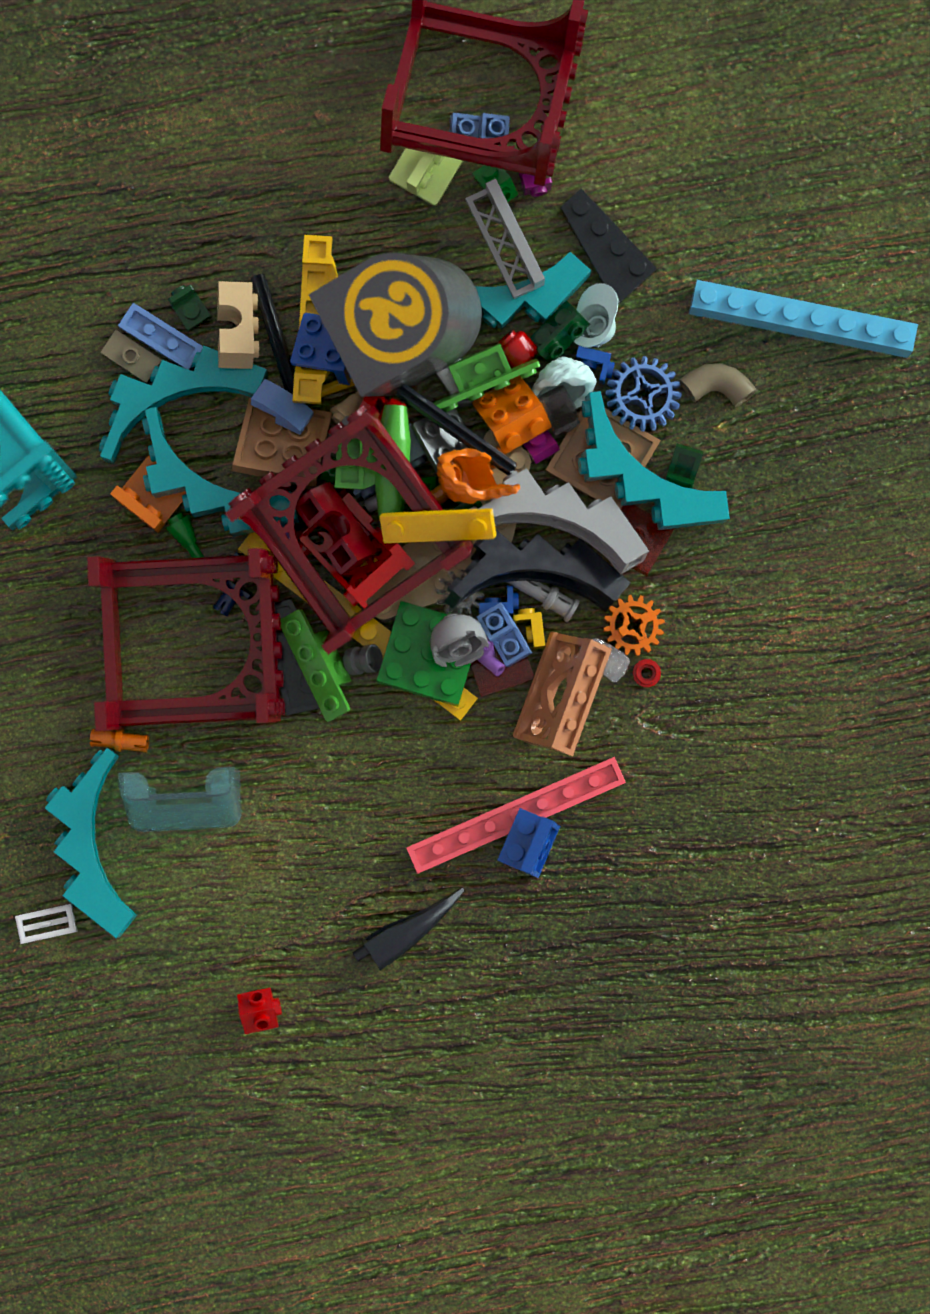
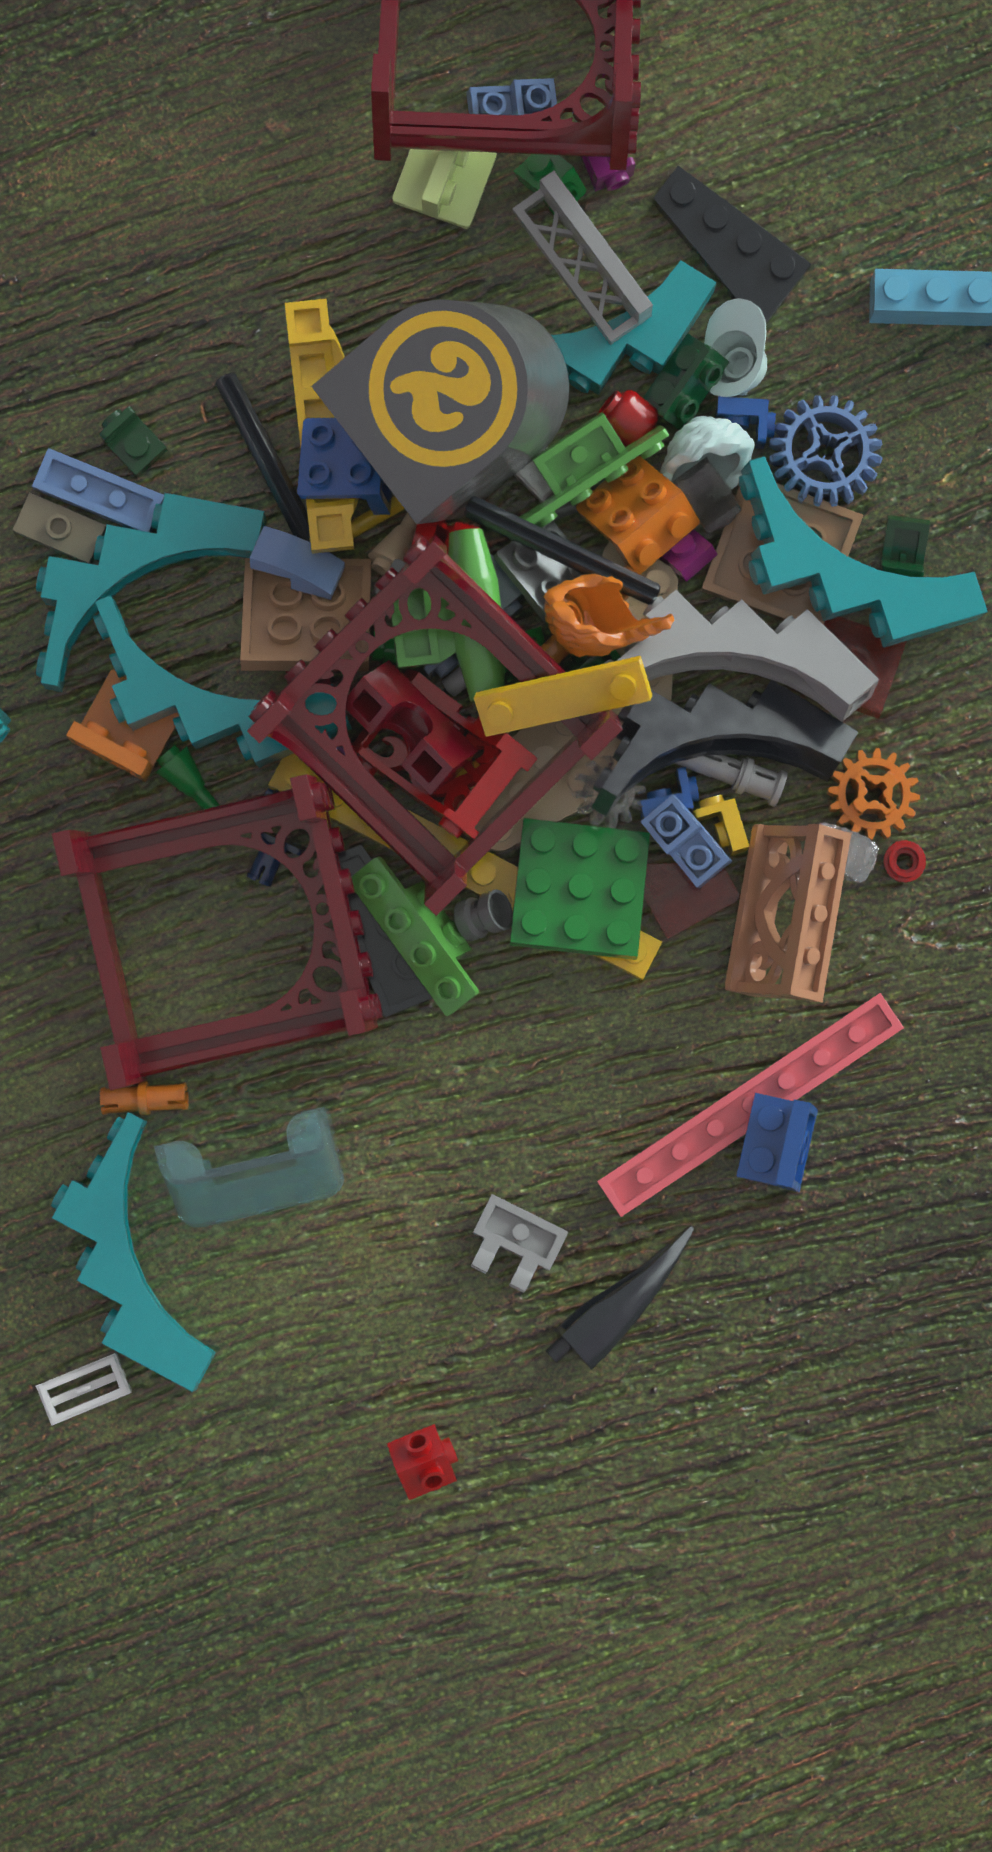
camera: 10 degrees left, 0 degrees up
(237, 344) = (203, 425): tan arch -> none
(348, 872) = (520, 1234): none -> light grey plate
(458, 640) = (621, 860): light grey cylinder -> none
(490, 661) = (665, 878): medium lavender arm -> none
(717, 378) = (932, 409): dark tan cylinder -> none

